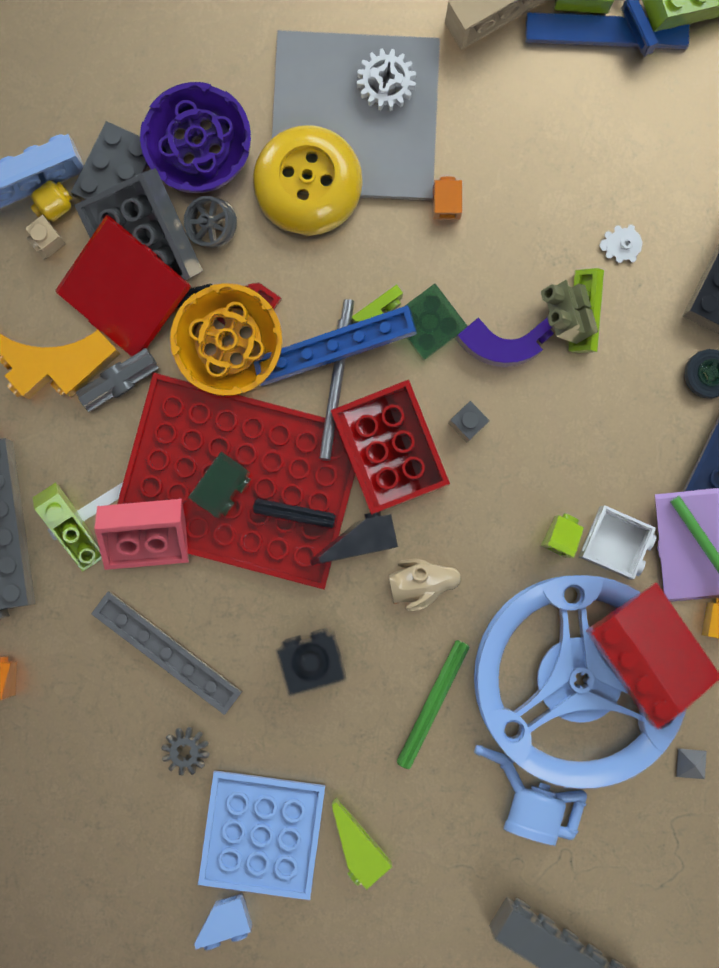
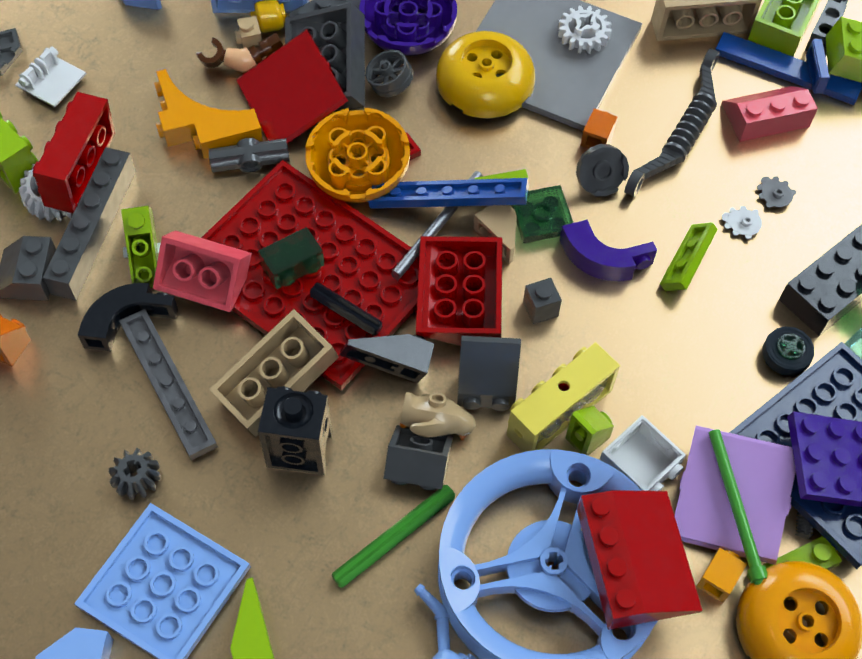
camera: 25 degrees right, 25 degrees down
(52, 266) = (243, 58): none -> reddish brown piece
(76, 610) = (102, 318): none -> black arch
(262, 610) = (287, 357): none -> tan brick
(397, 360) = (498, 222): none -> tan slope
(423, 631) = (417, 459): none -> dark grey slope
(455, 530) = (488, 372): none -> dark grey slope
(469, 250) = (602, 169): none -> dark grey tile
(538, 115) = (686, 130): none -> dark grey piece
(538, 503) = (573, 387): none -> light yellow brick
(570, 311) = (672, 245): olive hips -> none
(605, 97) = (770, 112): none -> coral slope
(642, 194) = (775, 192): none -> light grey piece

